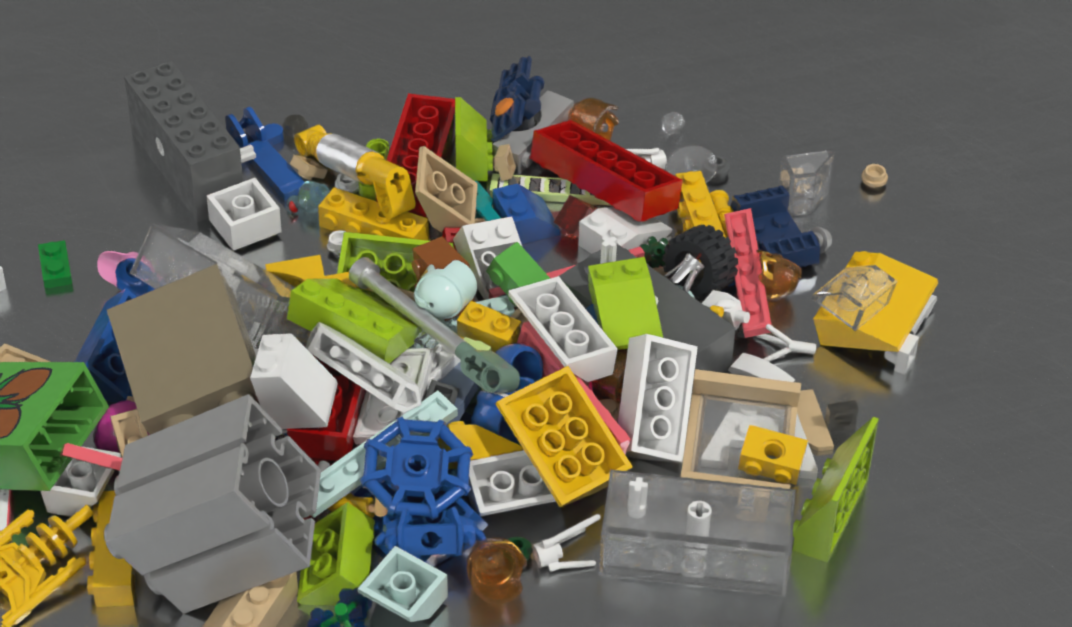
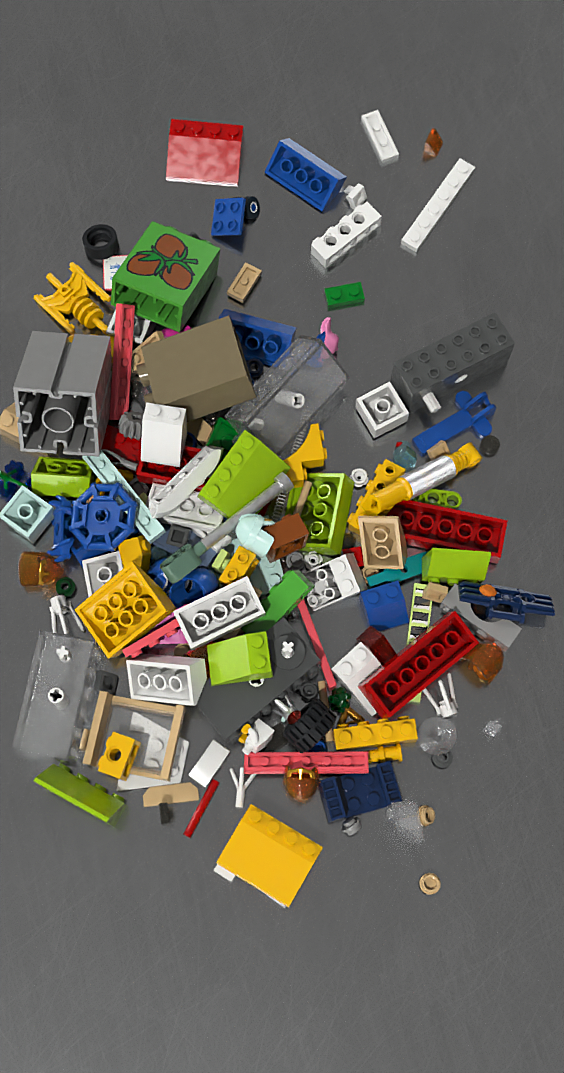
camera: 95 degrees right, 30 degrees up
(827, 387) = (201, 808): none -> red bar
(856, 294) = (257, 832): clear slope -> none

